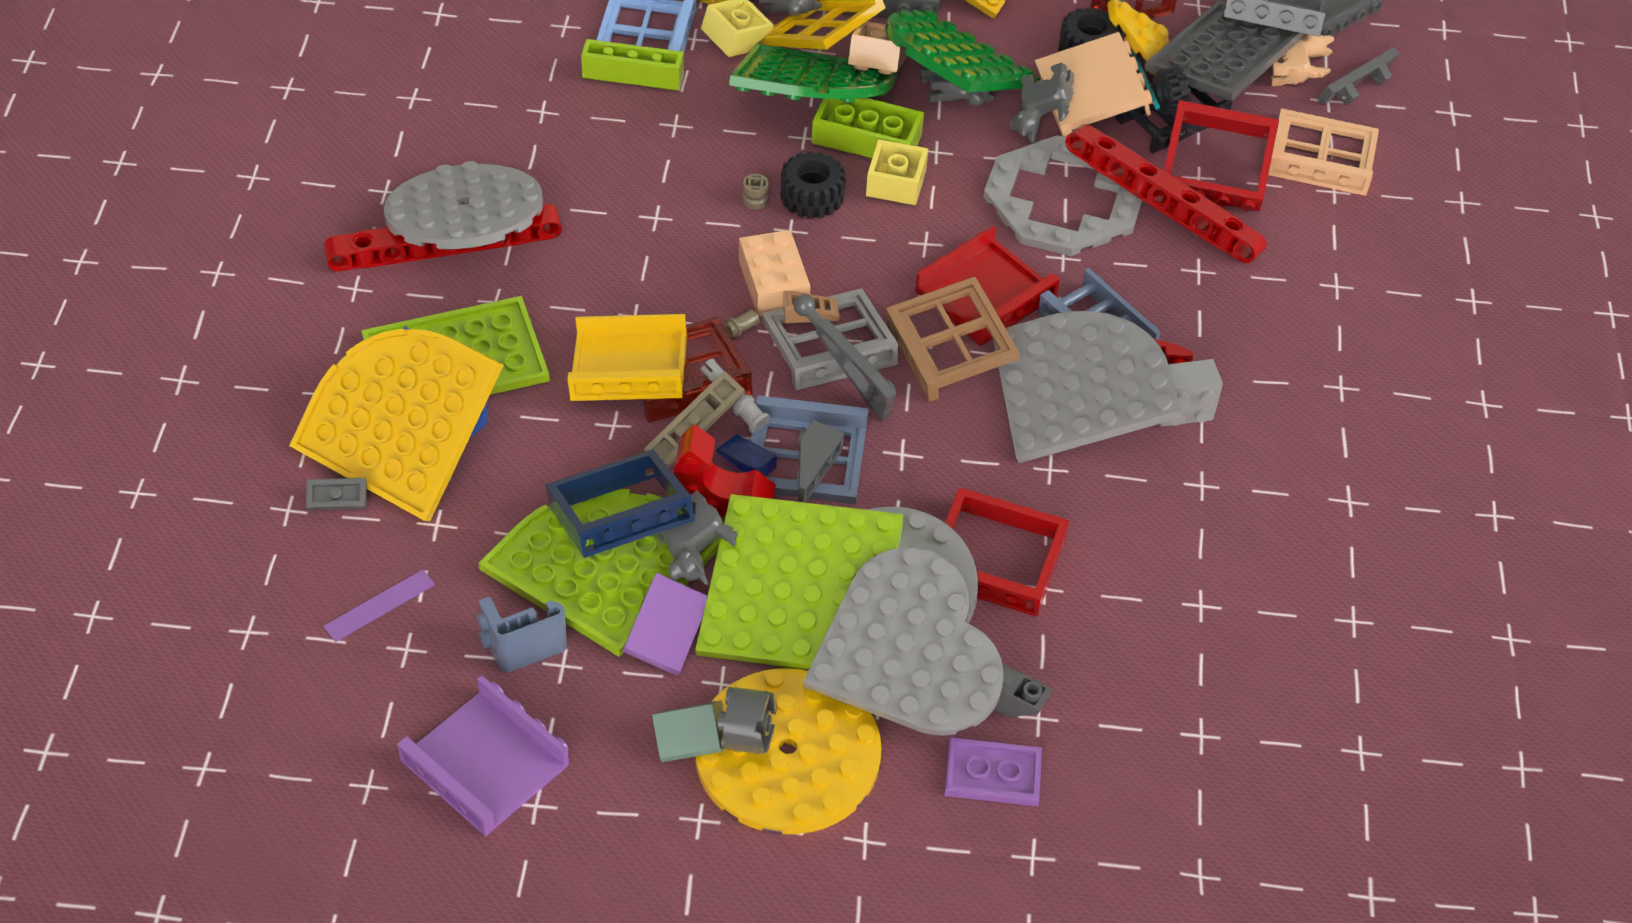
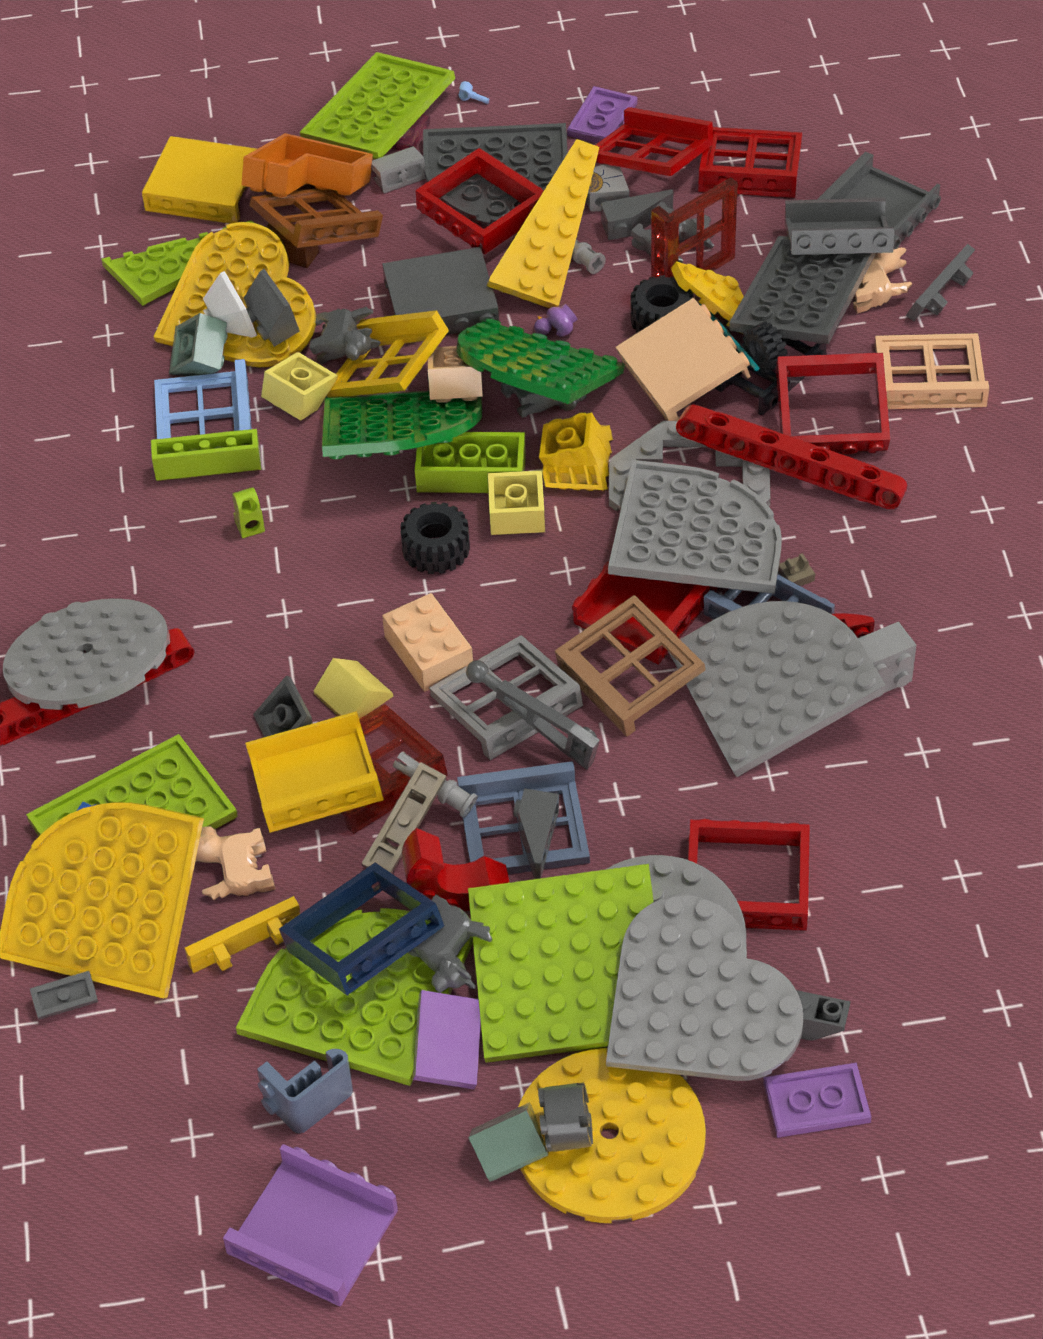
camera: 10 degrees left, 0 degrees up
(379, 605) = (147, 1099): medium lavender sticker -> none
(511, 484) = (241, 935): none -> yellow hinge
(533, 420) = (238, 862): none -> light nougat animal
(621, 297) = (282, 710): none -> dark grey slope
(651, 121) = (247, 509): none -> lime leg
(691, 294) = (350, 688): none -> light yellow slope
(735, 326) = (408, 708): dark tan pin -> none
(748, 455) = (468, 842): clear blue slope -> none
(755, 191) = (378, 559): dark tan wheel -> none
(820, 302) = (457, 670): medium nougat slope -> none
(967, 143) = (575, 453): none -> yellow slope
(993, 25) = (560, 318): none -> medium lavender animal
(1042, 98) = (637, 387): dark grey animal -> none
(1051, 234) = (695, 530): none -> light grey plate
(1137, 295) = (797, 570): none -> dark tan tile

